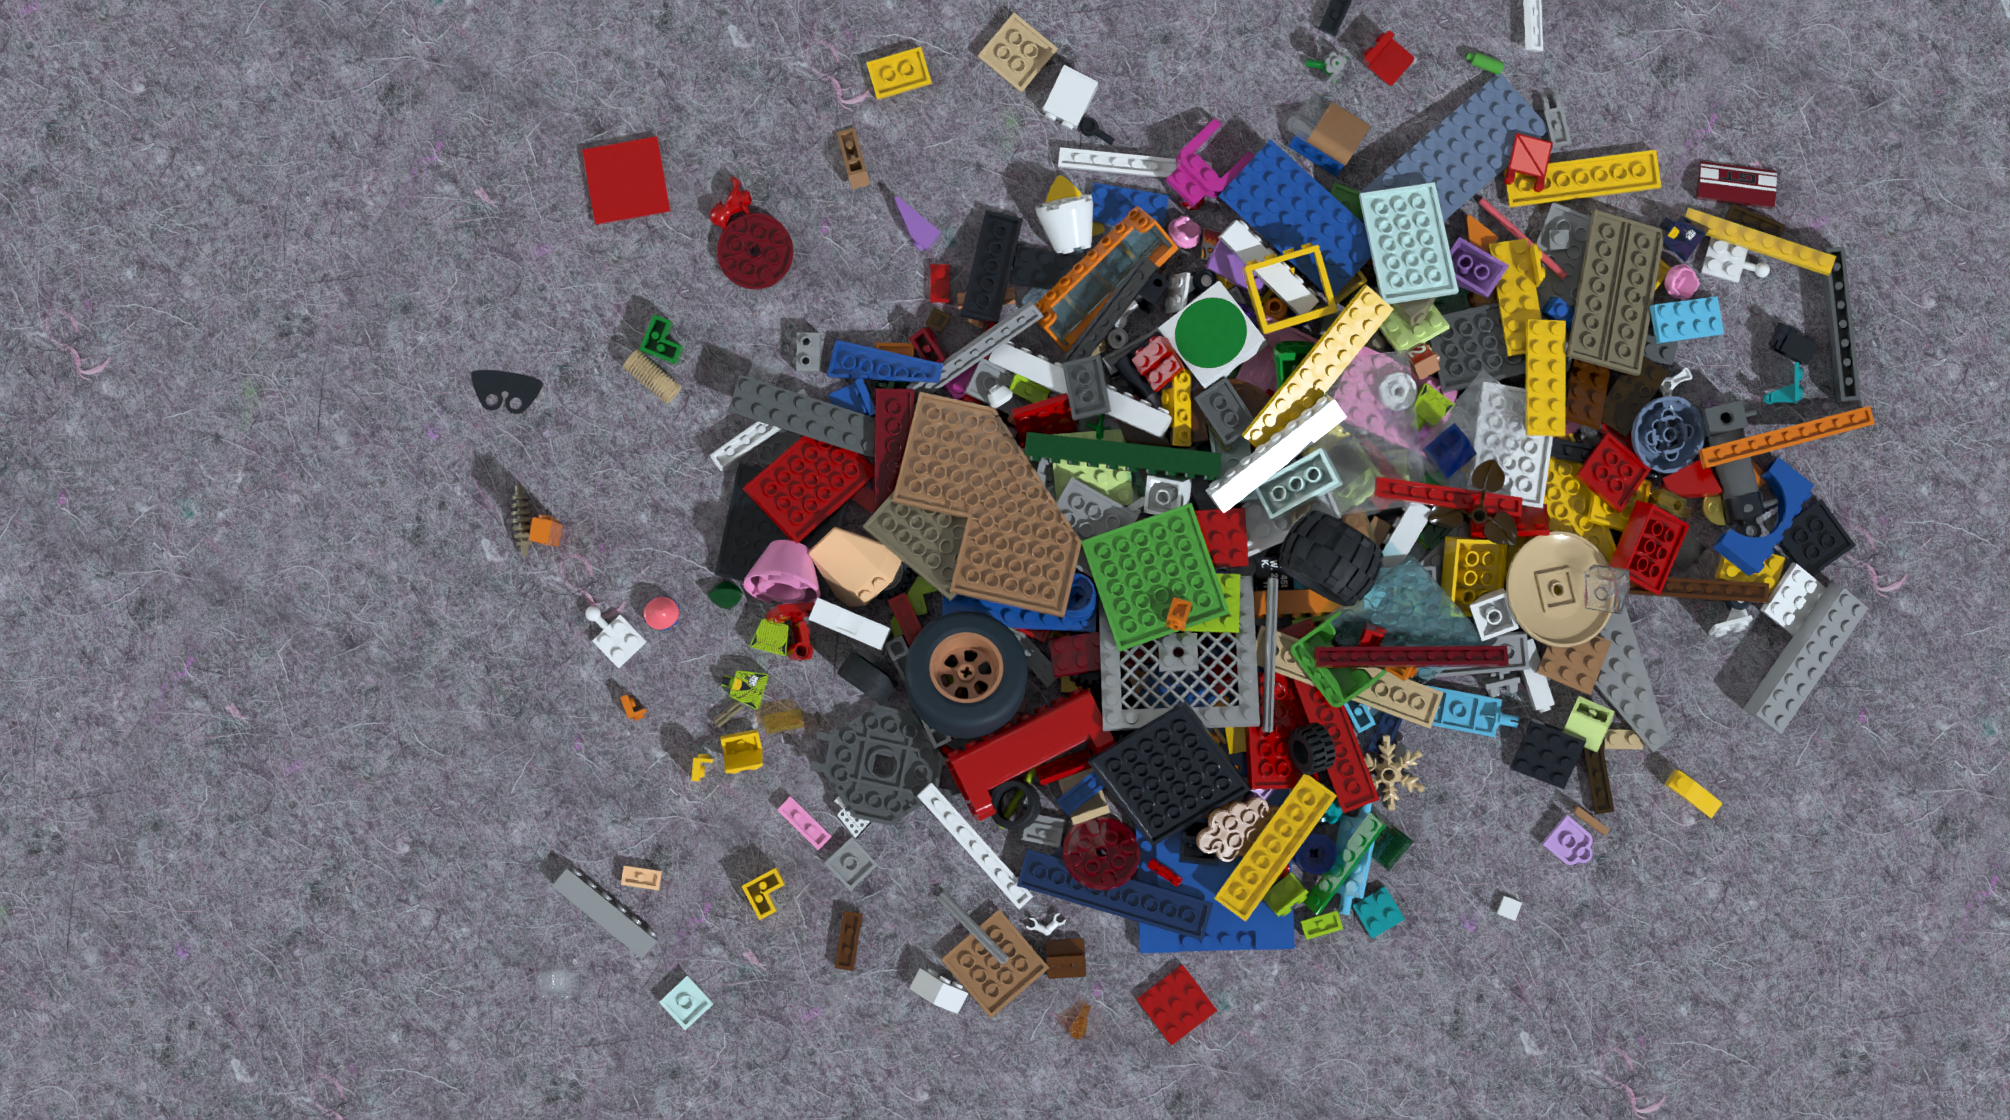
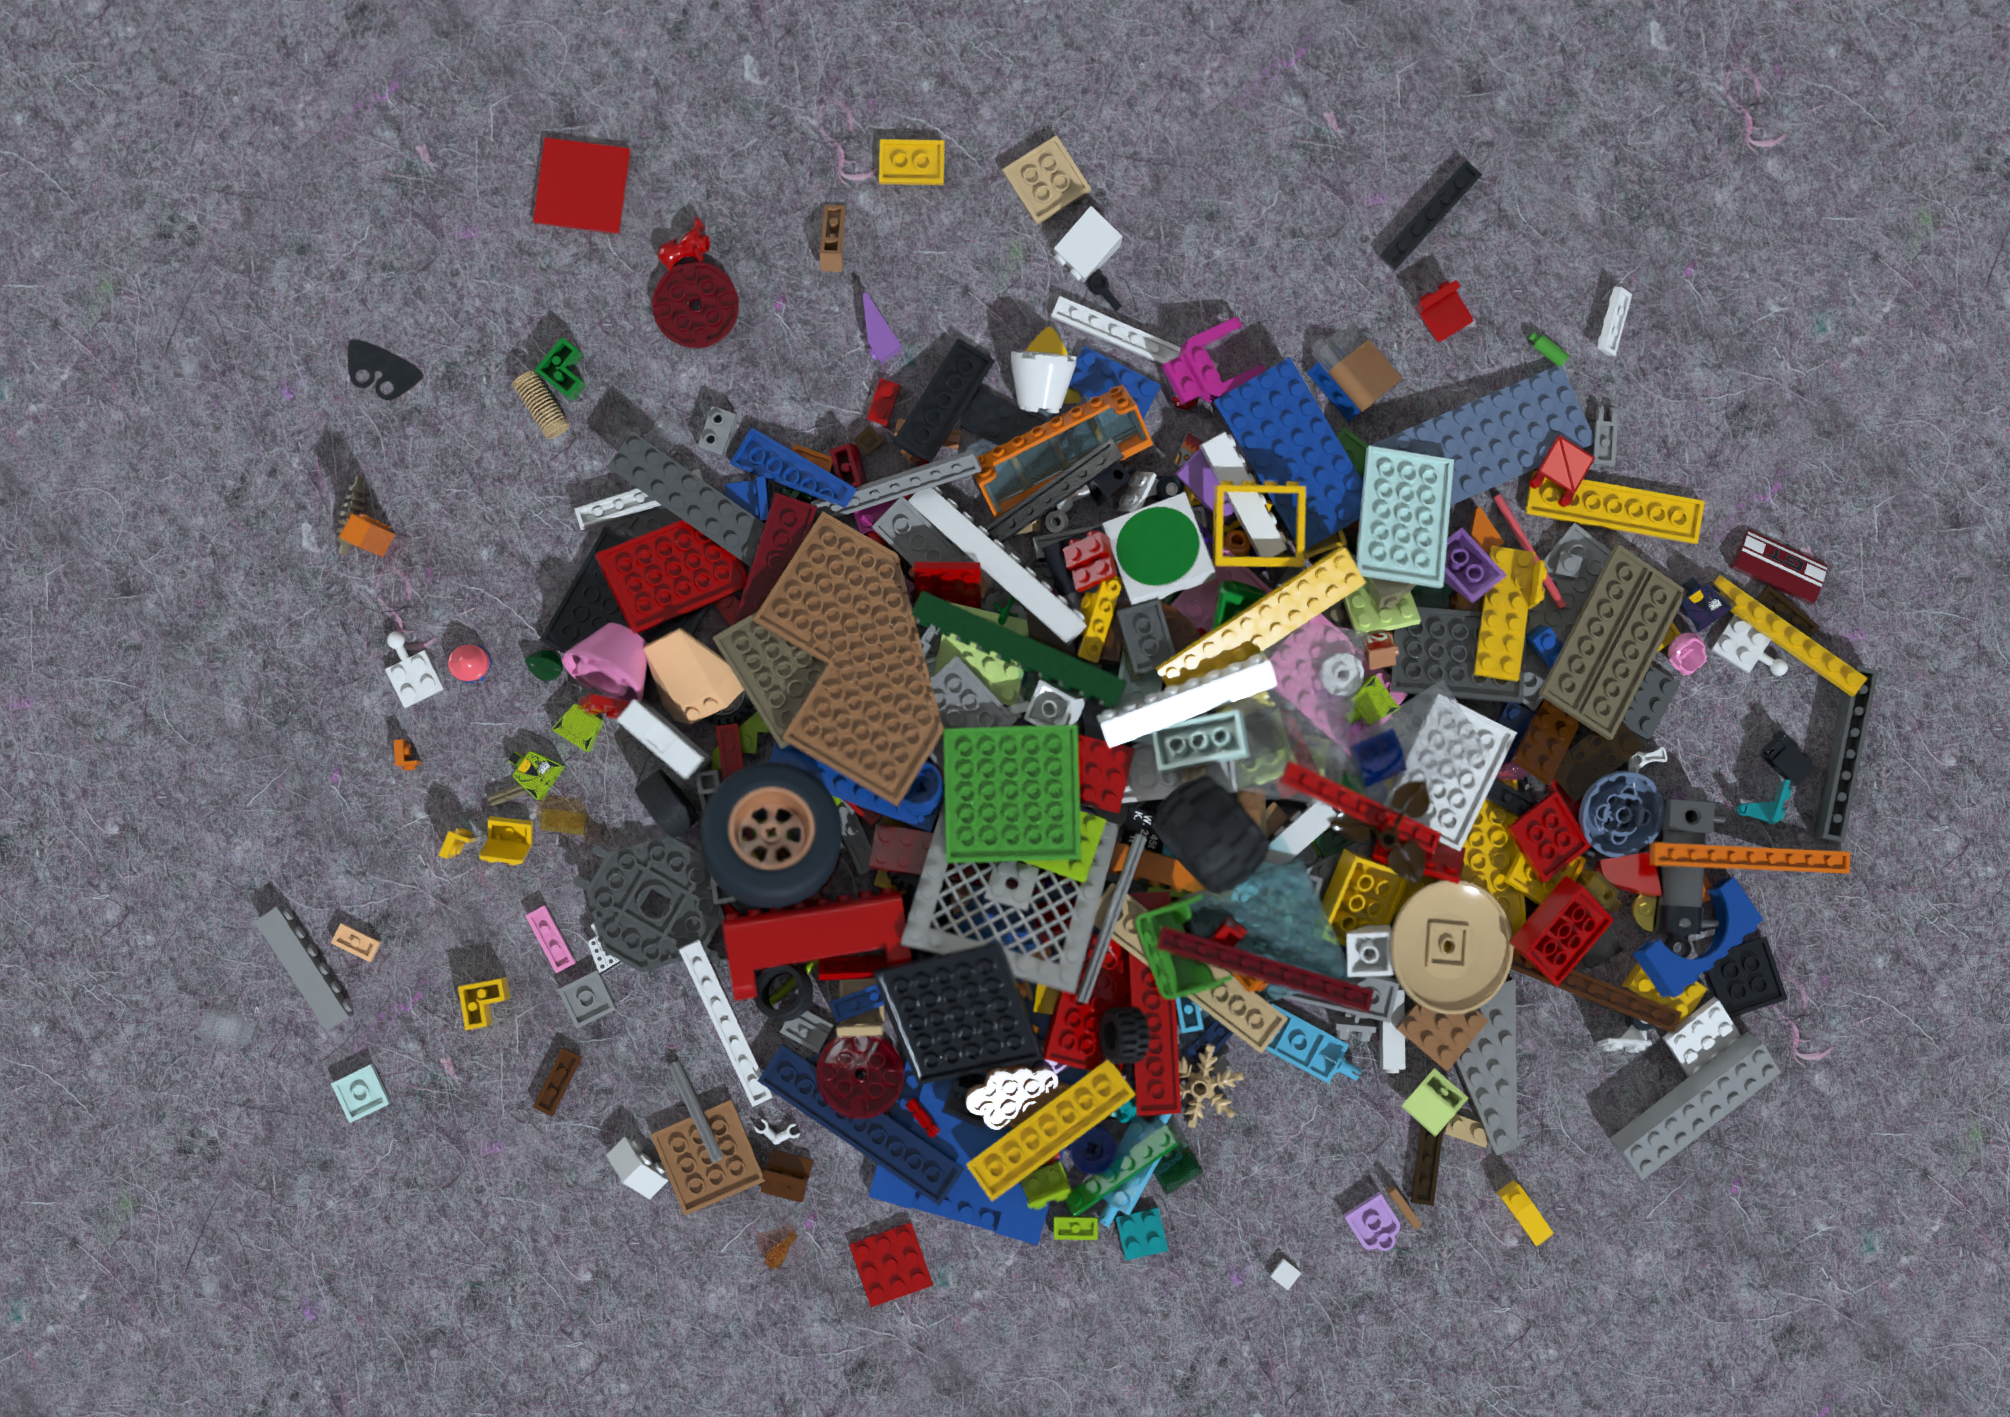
camera: 15 degrees right, 0 degrees up
(801, 636) = (612, 734): red plate -> none
(999, 395) = (907, 542): white cone -> none
(1028, 389) = (940, 545): lime plate -> none
(1086, 387) = (1003, 563): dark grey plate -> none
(1178, 614) = (1023, 842): orange bracket -> none
(1184, 232) = (1165, 429): bright pink hair -> none
(1333, 64) = (1384, 297): light grey plant -> none
(1545, 378) = (1508, 710): yellow plate -> none
(1548, 753) = (1381, 1120): black plate -> none
(1606, 588) = (1502, 962): clear slope -> none
(1686, 320) = (1680, 696): medium azure plate -> none

